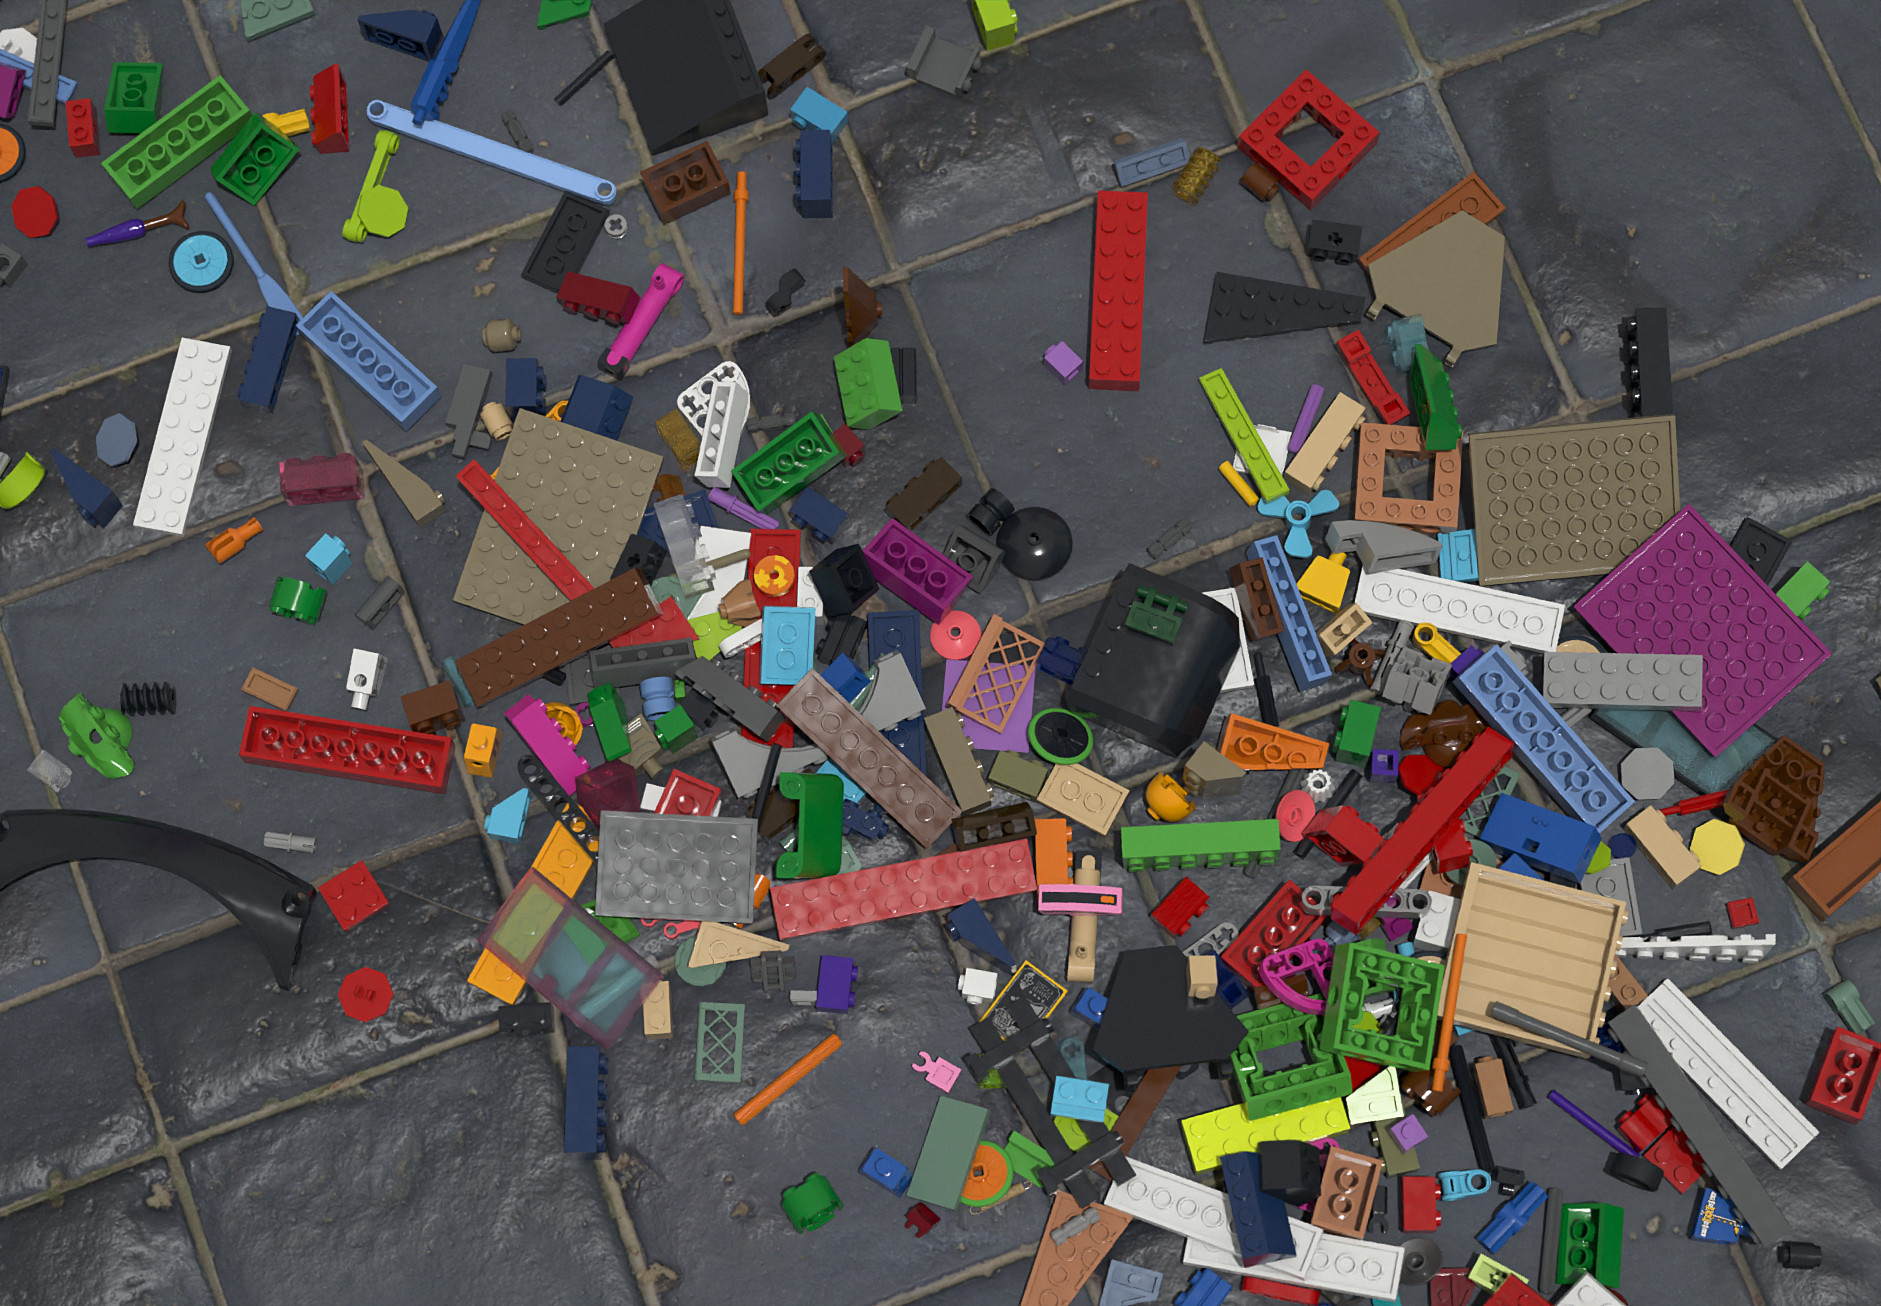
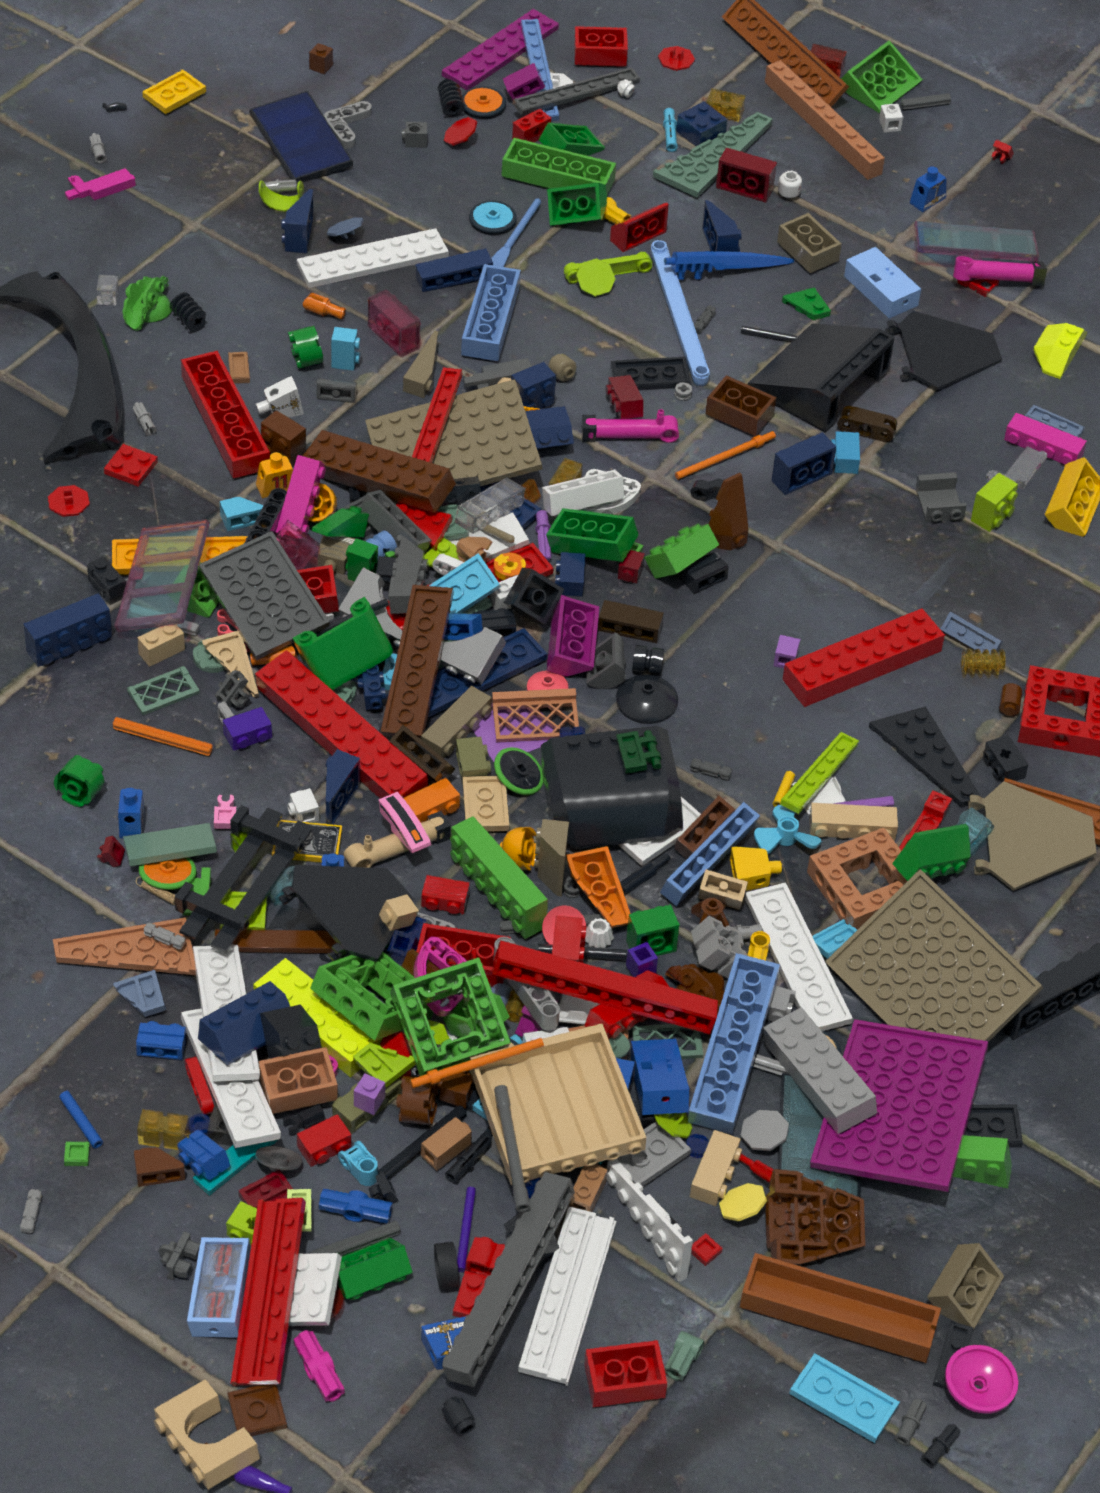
camera: 50 degrees right, 25 degrees down
(136, 227) = (489, 180): dark purple piece -> none
(1079, 1099) = (258, 889): medium azure plate -> none
(1382, 544) = (806, 885): light grey slope -> none

